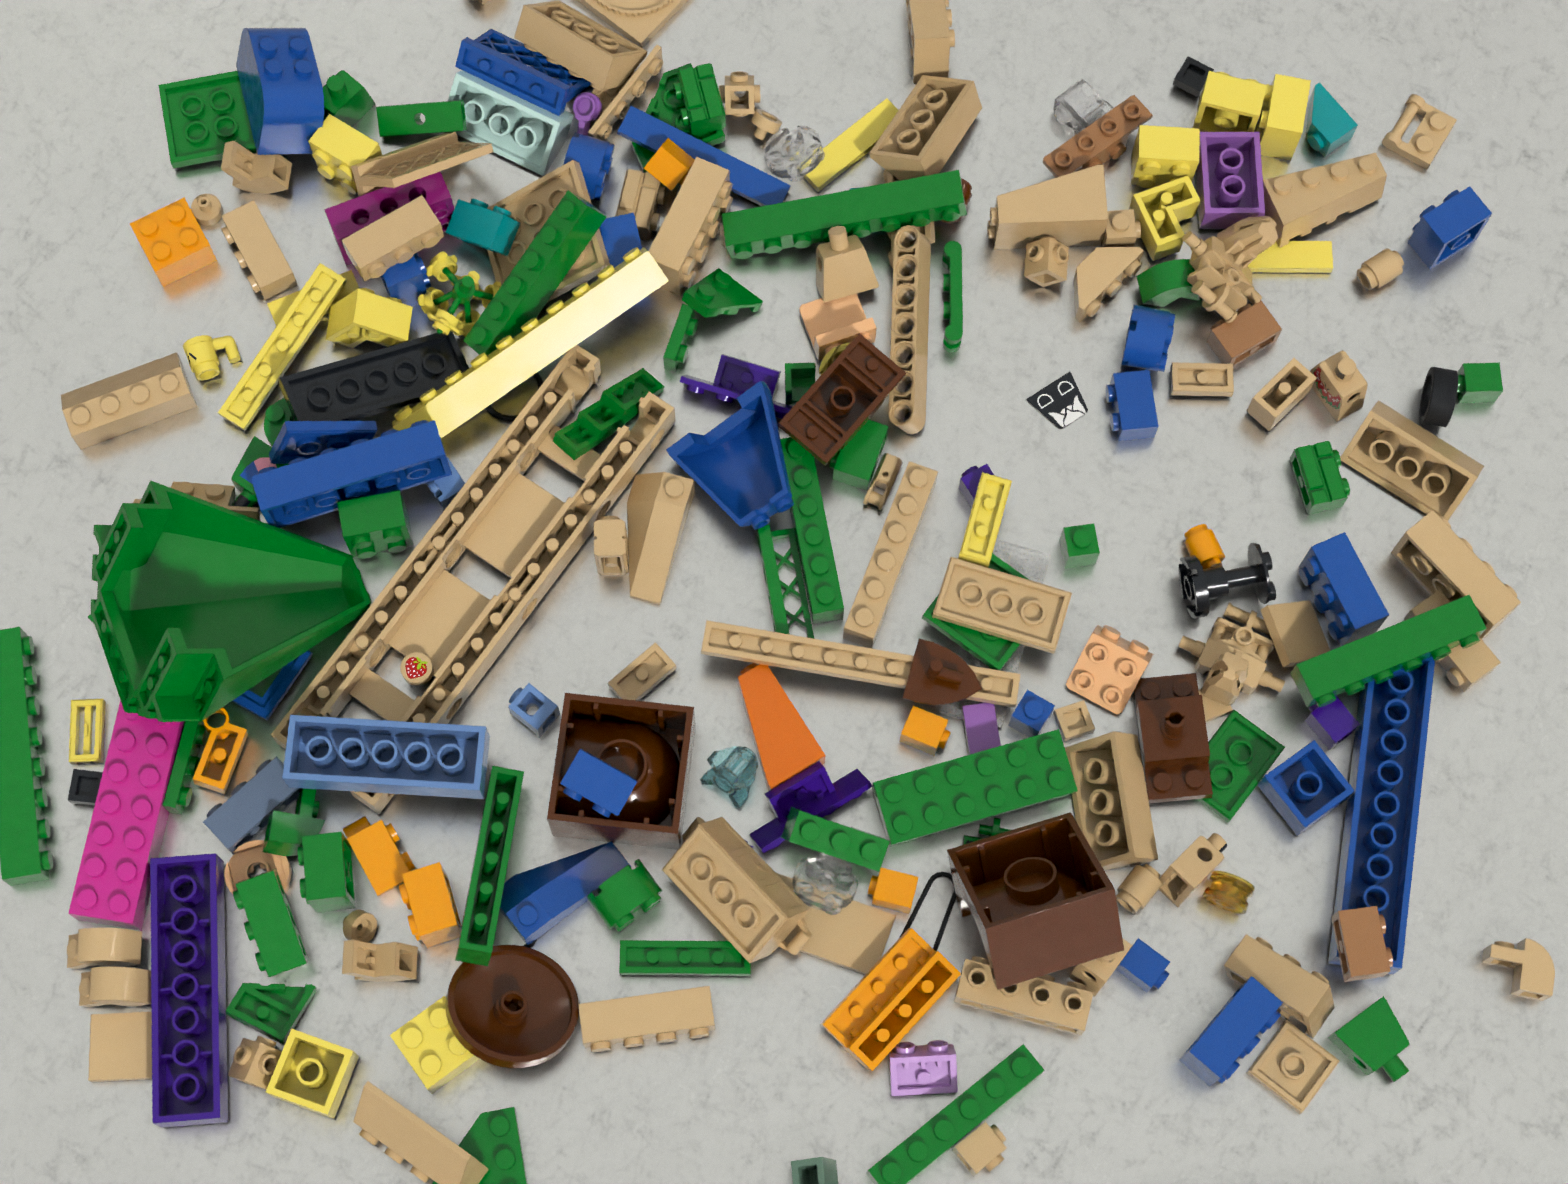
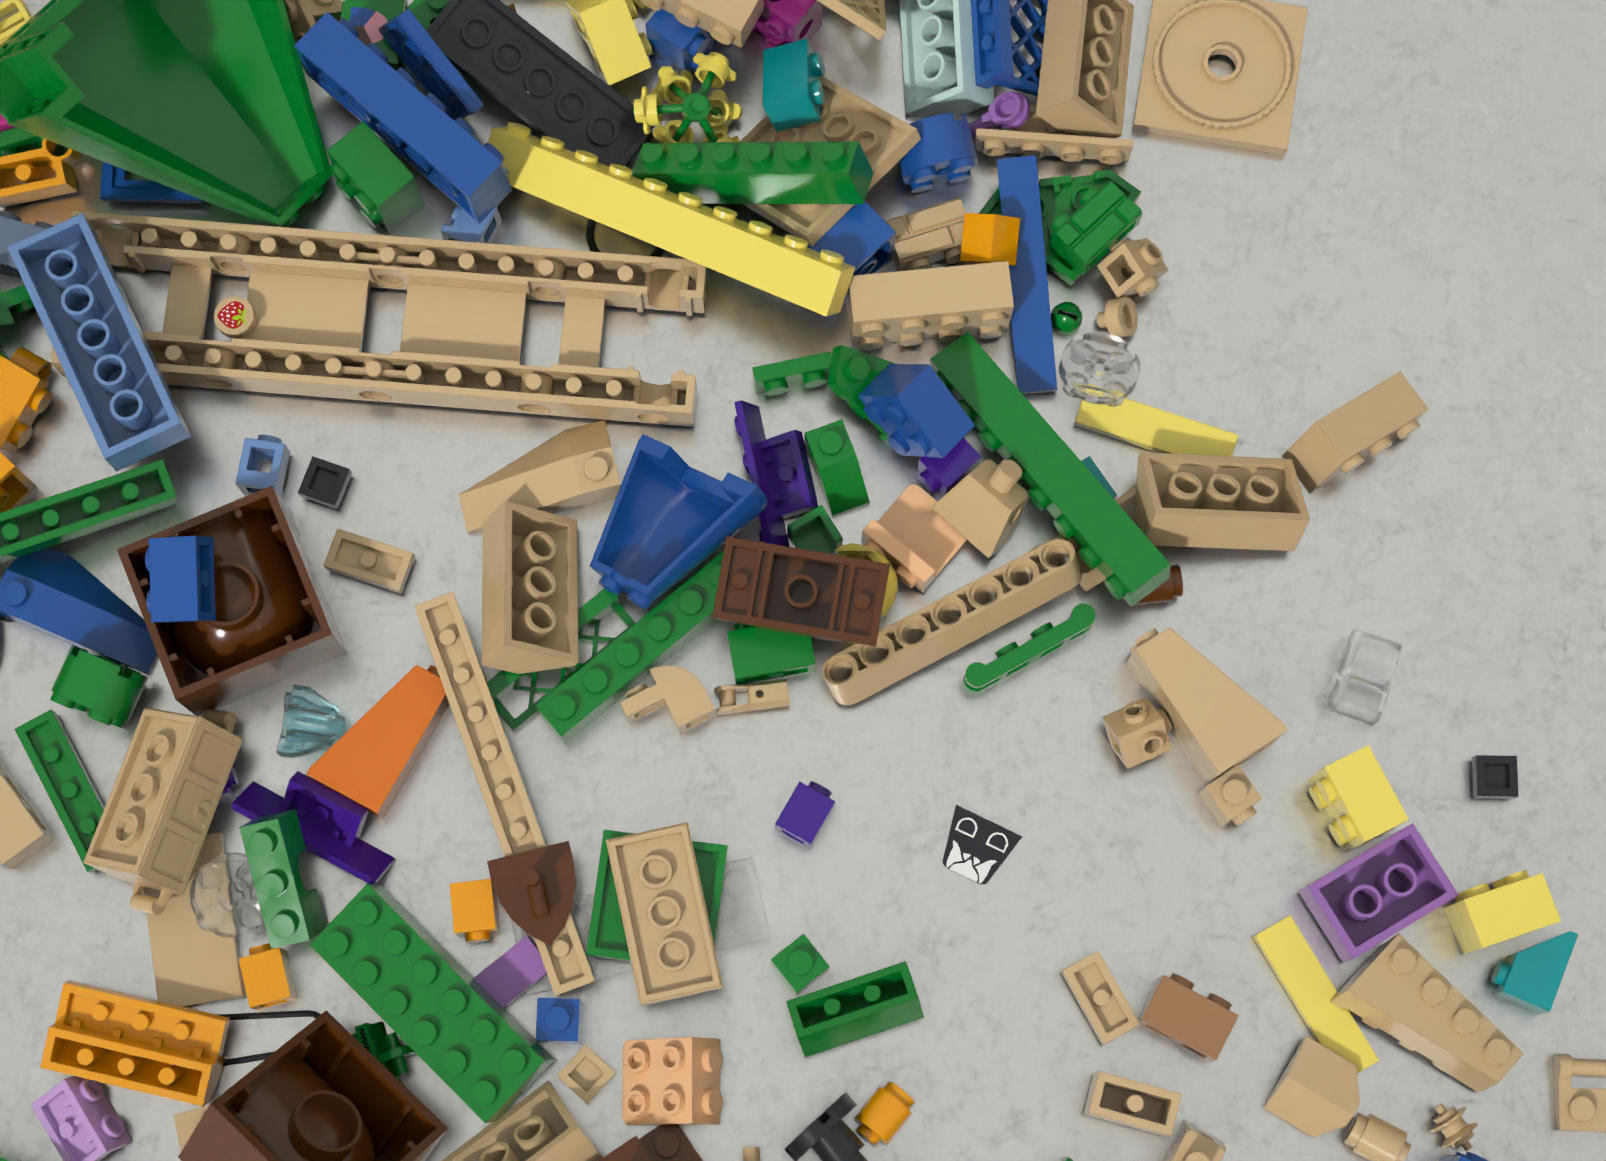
camera: 60 degrees right, 5 degrees up
(568, 675) = (325, 482): none -> black plate
(603, 417) = (652, 348): green slope -> none
(611, 546) = (492, 438): tan brick -> none
(730, 577) = (529, 590): none -> tan slope
(748, 157) = (1063, 324): none -> green hinge
(758, 270) = (915, 411): none -> blue brick
(760, 345) = (836, 467): none -> green slope
(800, 277) = (947, 472): none -> dark purple brick
(854, 524) = (676, 690): none -> tan brick
(890, 555) = (664, 753): tan brick -> none
(985, 519) = (759, 837): light yellow tile -> none
(1100, 140) = (1329, 709): medium nougat bracket -> none
(1102, 275) = (1160, 807): tan slope -> none
(1128, 526) = (855, 1009): none -> green brick
(1132, 405) = (1016, 932): blue brick -> none
(1148, 338) = (1106, 905): blue brick -> none
(1160, 213) = (1283, 829): light yellow brick -> none
(1166, 283) = (1202, 897): green brick -> none
(1223, 262) = (1252, 949): tan piece -> none
(1229, 104) = (1475, 840): light yellow brick -> none
(1330, 286) = (1316, 1090): none -> tan slope
(1396, 221) = (1453, 1127): none -> tan wheel

